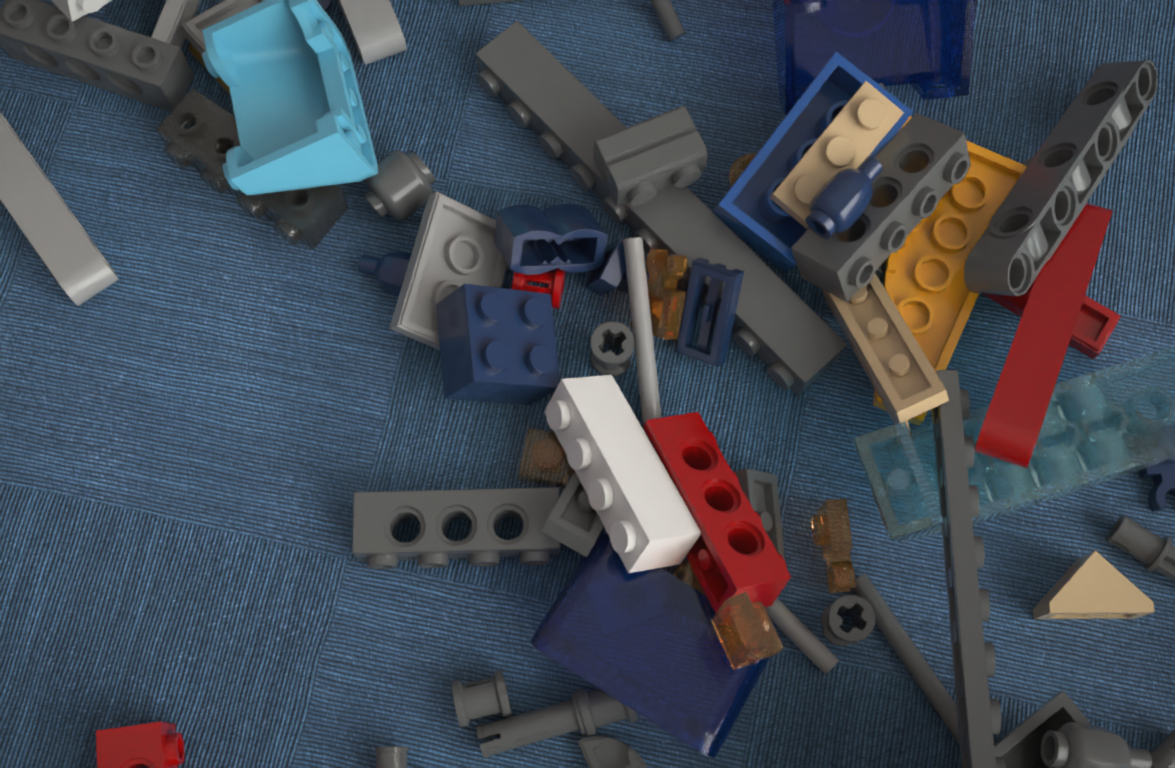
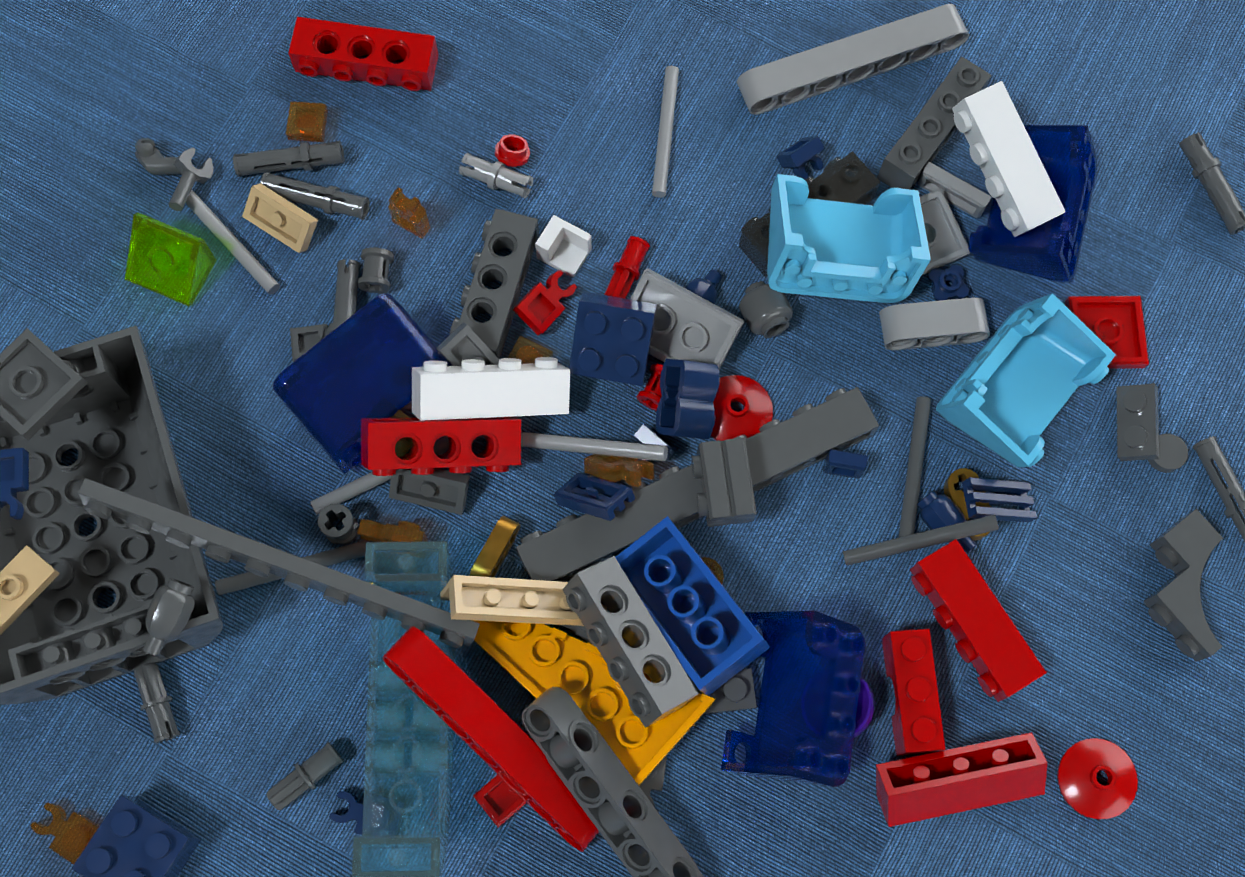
camera: 105 degrees right, 0 degrees up
(168, 199) = (800, 153): none -> dark blue tile
(168, 379) = (665, 132): none -> light grey bar
(251, 569) = (512, 150): none -> red plate
(293, 580) = (496, 175): none -> light grey pin
(376, 457) = (563, 246): none -> white panel
(386, 676) = (408, 213): none -> clear orange plate
(389, 369) = (627, 269): none -> red axle
(466, 460) = (542, 305): none -> red plate
(540, 170) = (756, 411): none -> red dish
(570, 49) = (845, 464): none -> dark blue tile
(615, 335) = (599, 417): dark grey bush -> none
(745, 631) = (341, 429): clear orange bracket -> none
(811, 416) = (496, 548): none -> pearl gold beam
(840, 147) = (678, 614): tan plate -> none
(843, 199) = (633, 596): dark blue plant -> none
(1093, 591) = (293, 708): tan slope -> none

